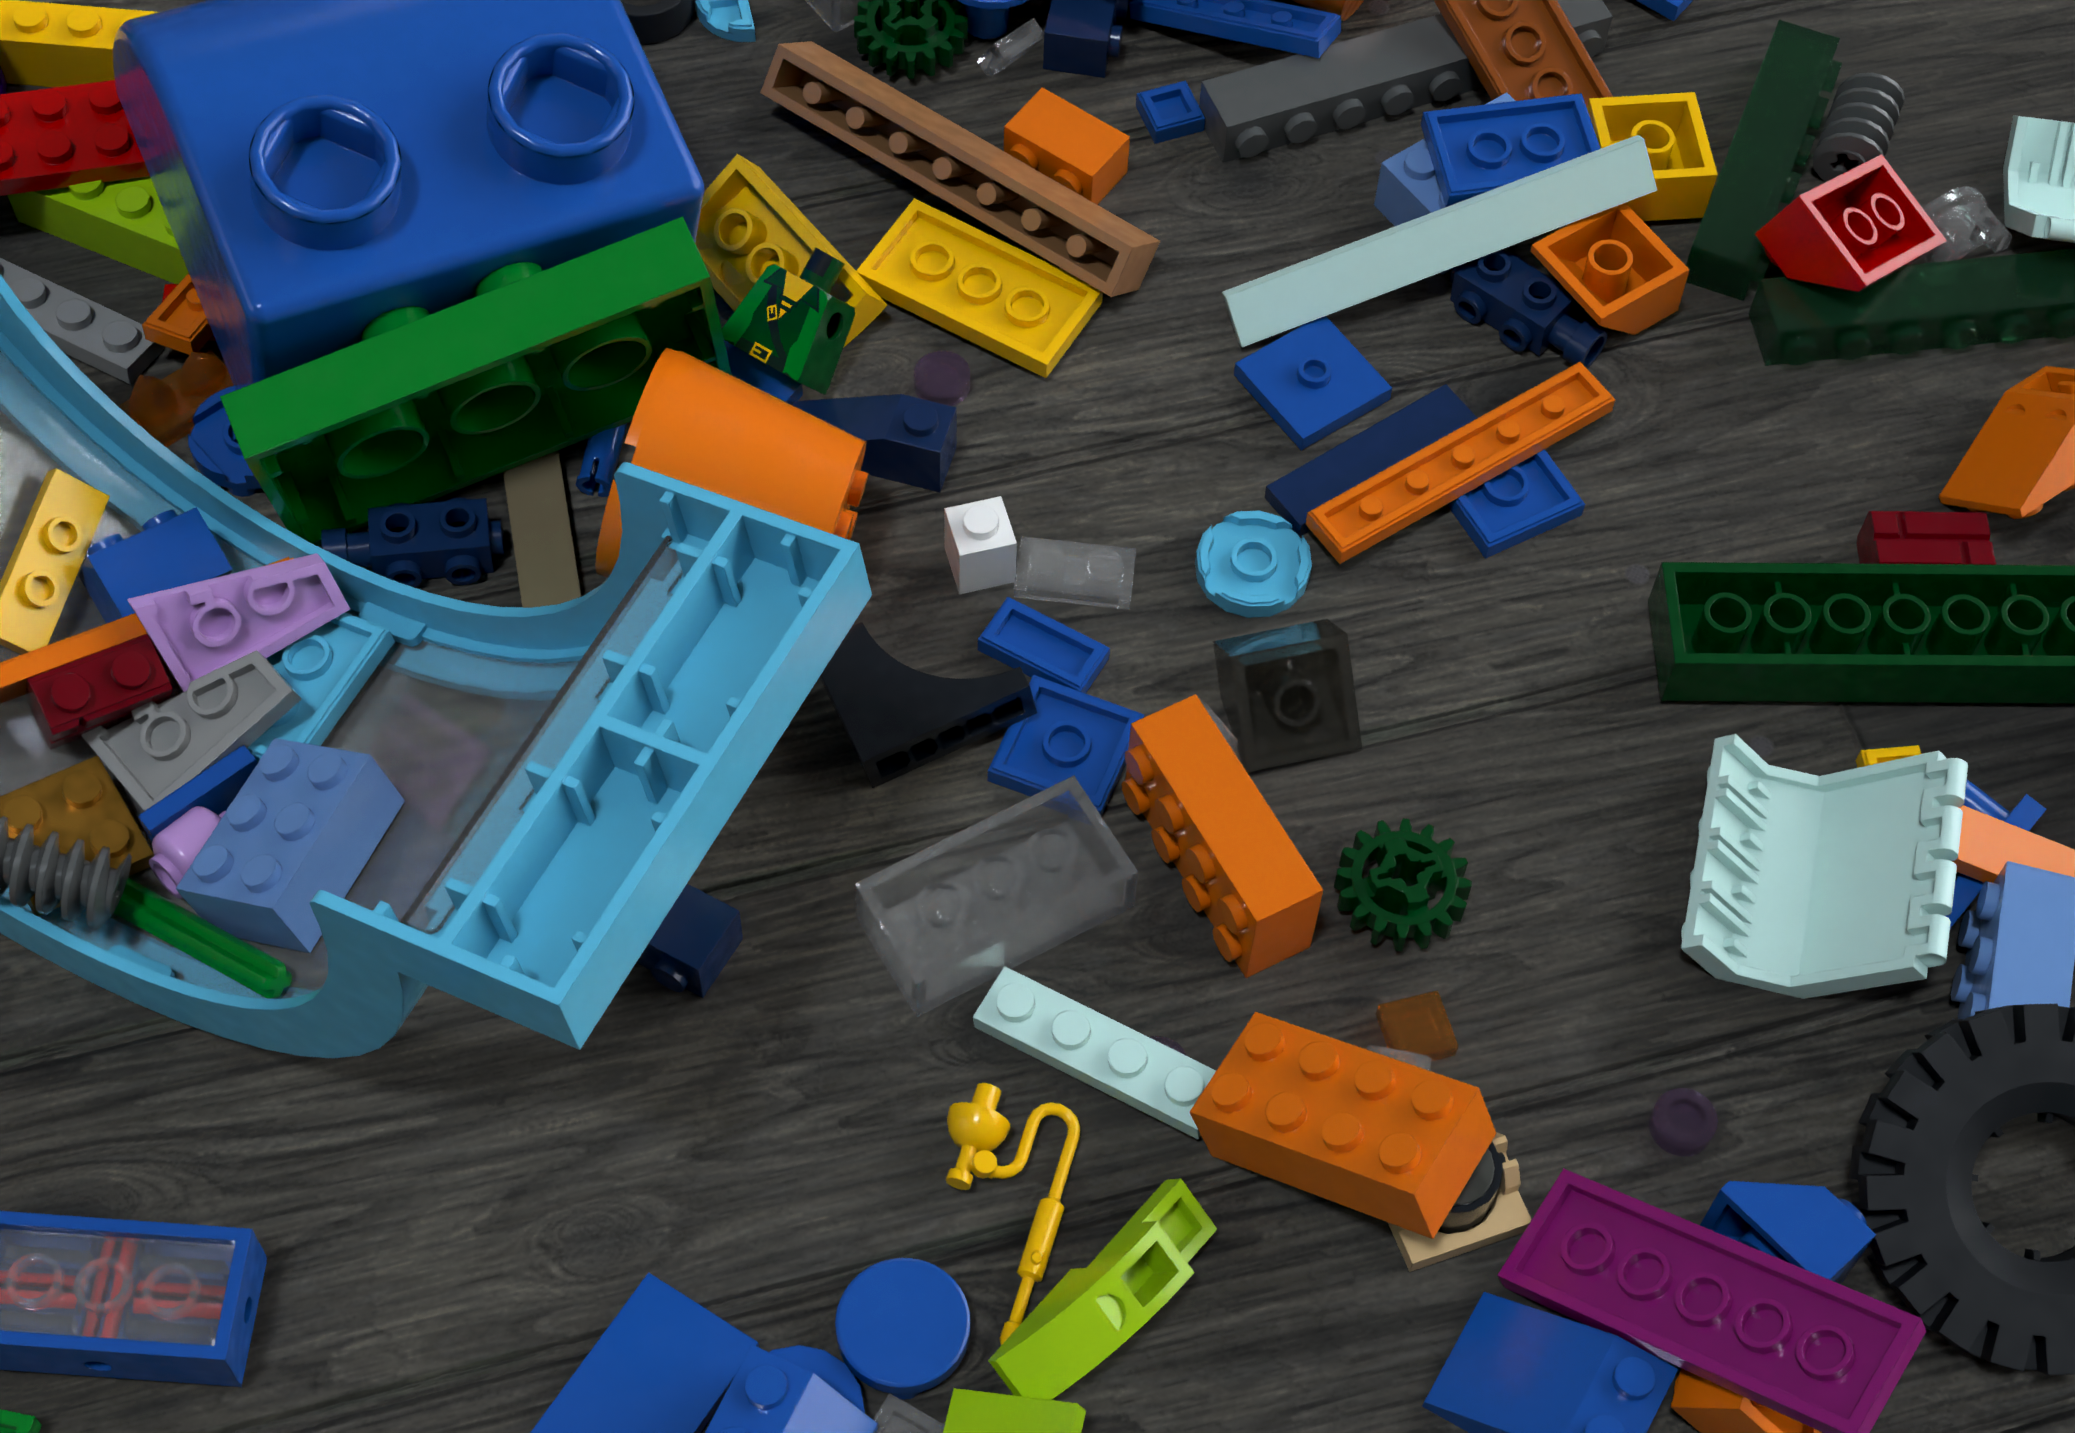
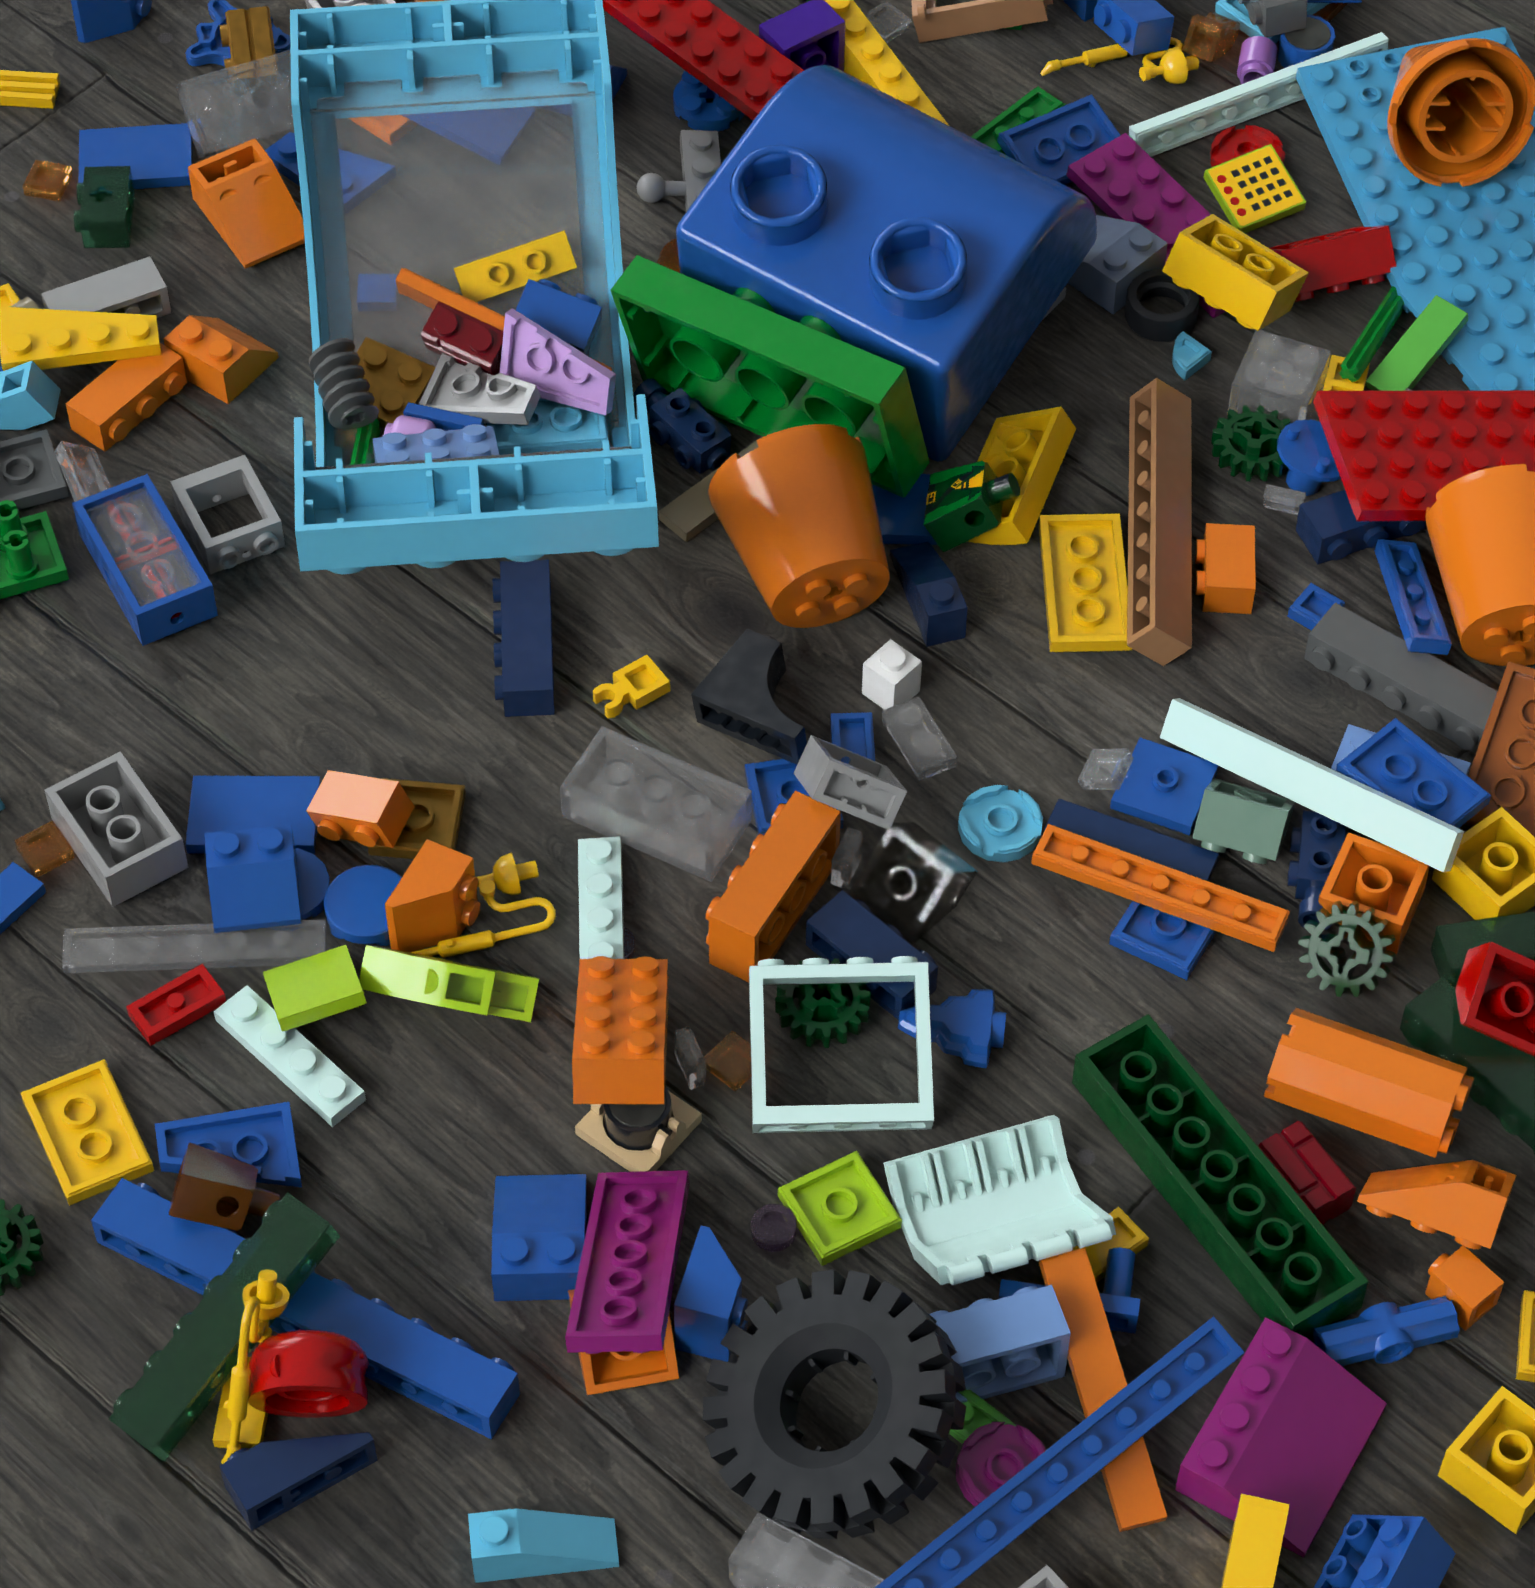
camera: 60 degrees right, 5 degrees down
(49, 1133) = (217, 486): none -> light grey window
(757, 1249) = (360, 809): none -> brick
(780, 819) = (635, 683): none -> yellow plate
(799, 1192) = (434, 818): none -> pearl gold tile
(942, 378) = (1004, 602): clear purple tile -> none
(969, 1229) = (432, 899): none -> orange slope
(1141, 665) = (857, 788): none -> light grey window
(1257, 419) = (1105, 769): none -> clear tile
(1337, 795) = (850, 930): none -> dark blue brick
(1424, 332) = (1243, 821): none -> sand green slope
(1524, 761) = (963, 1026): none -> blue rock
(1629, 869) = (847, 1116): none -> light aqua window
(1669, 339) = (1365, 950): none -> dark green gear
(1696, 1034) = (839, 1208): none -> lime tile
(1858, 423) = (1368, 1083): none -> orange brick

